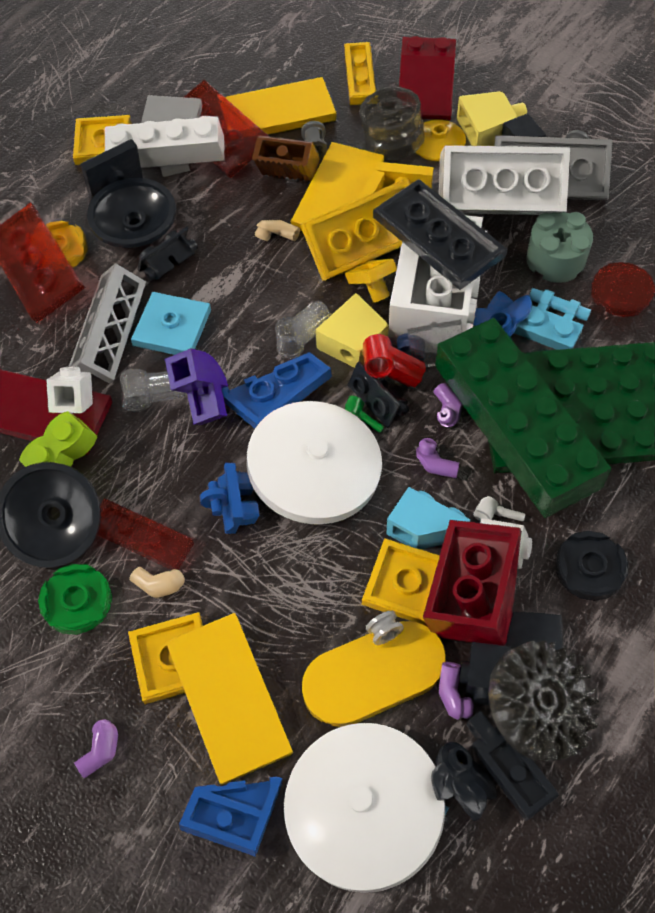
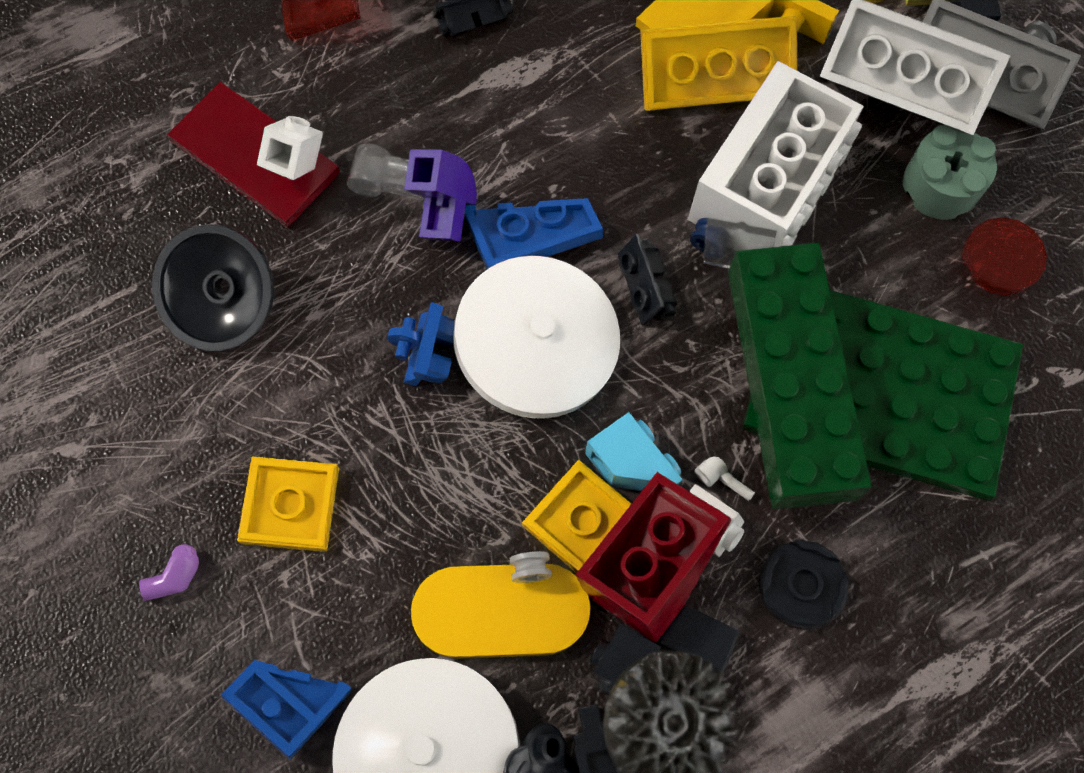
camera: 15 degrees right, 10 degrees up
(62, 442) = (259, 206): lime brick -> none
(75, 599) = (210, 395): green tile -> none
(97, 319) = (356, 69): light grey fence -> none
(143, 535) = (311, 349): clear red tile -> none
(157, 585) = (306, 415): tan arm -> none
(171, 324) = (443, 101): medium azure plate -> none
(229, 699) = (329, 575): yellow tile -> none
(278, 227) = (617, 19): tan arm -> none
(298, 330) = (591, 163): clear piece -> none
(347, 329) = (651, 195): light yellow torso -> none
(355, 406) = (612, 286): green hand -> none
(372, 275) = (702, 126): yellow tile -> none
(385, 360) = (668, 245): red piece -> none
(432, 461) = (675, 389): medium lavender arm -> none
(439, 234) = (799, 109): black tile -> none
(449, 693) = (573, 668): medium lavender arm -> none
(451, 408) = (725, 330): medium lavender arm -> none
(505, 311) = (840, 233): blue plate -> none
(551, 328) = (889, 271): medium azure plate -> none

